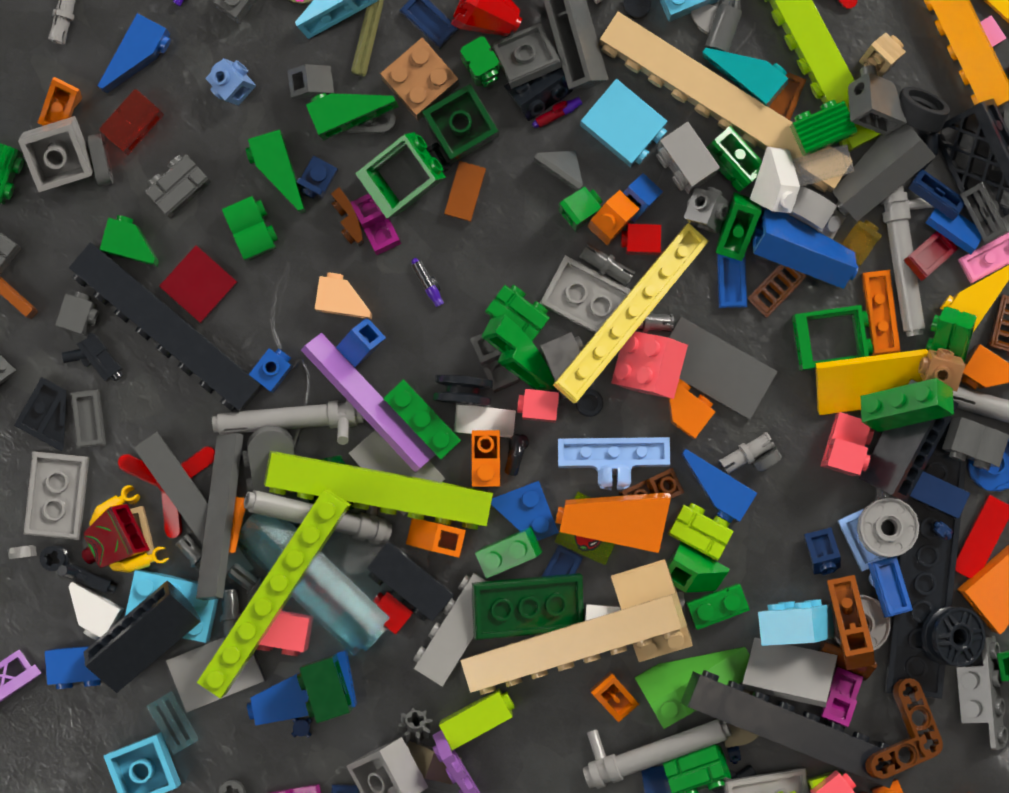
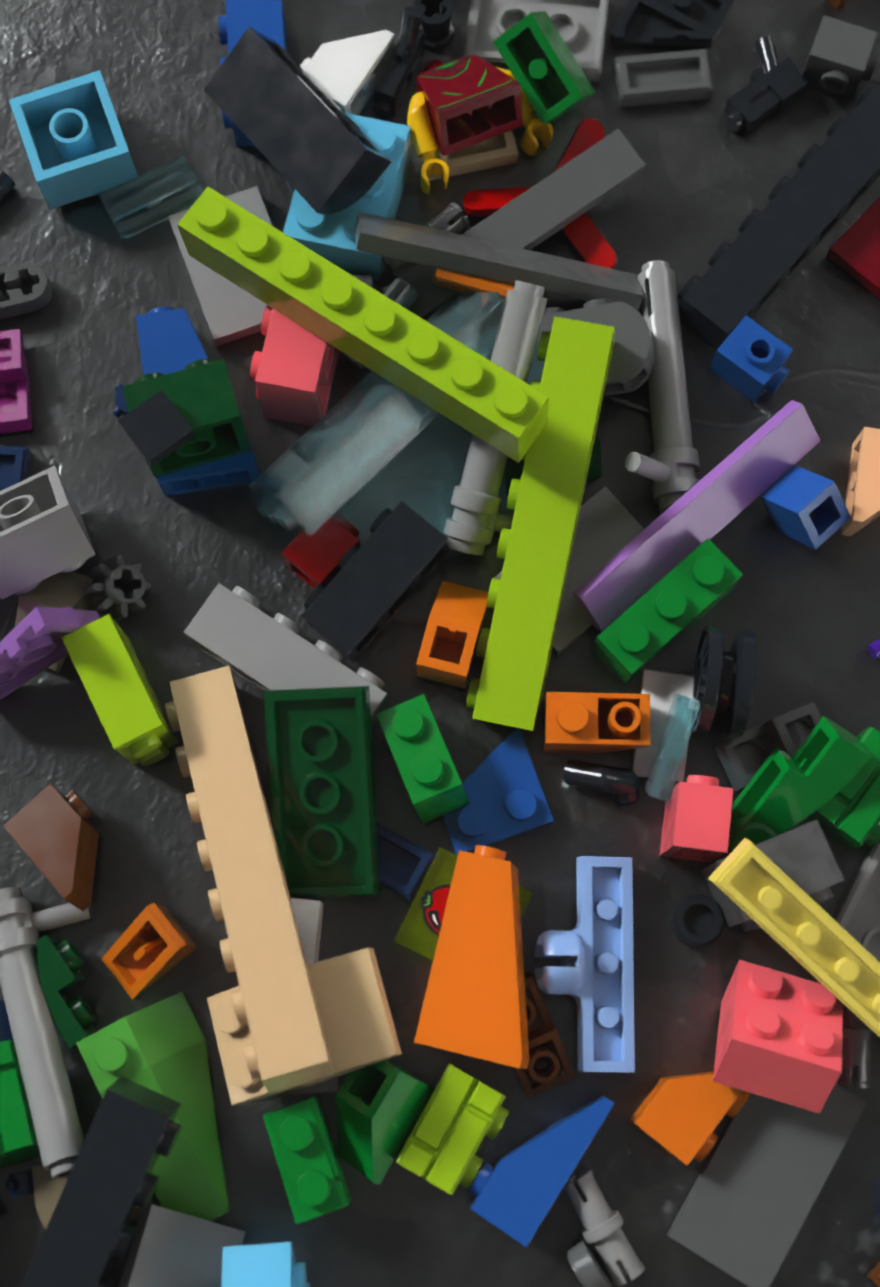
camera: 85 degrees right, 10 degrees down
(93, 491) = (544, 66): none -> green brick
(342, 701) = (156, 428): none -> black tile
(499, 418) = (672, 747): none -> clear light blue tile
(558, 747) = (59, 842): none -> reddish brown slope
(626, 742) = (59, 975): none -> dark green slope

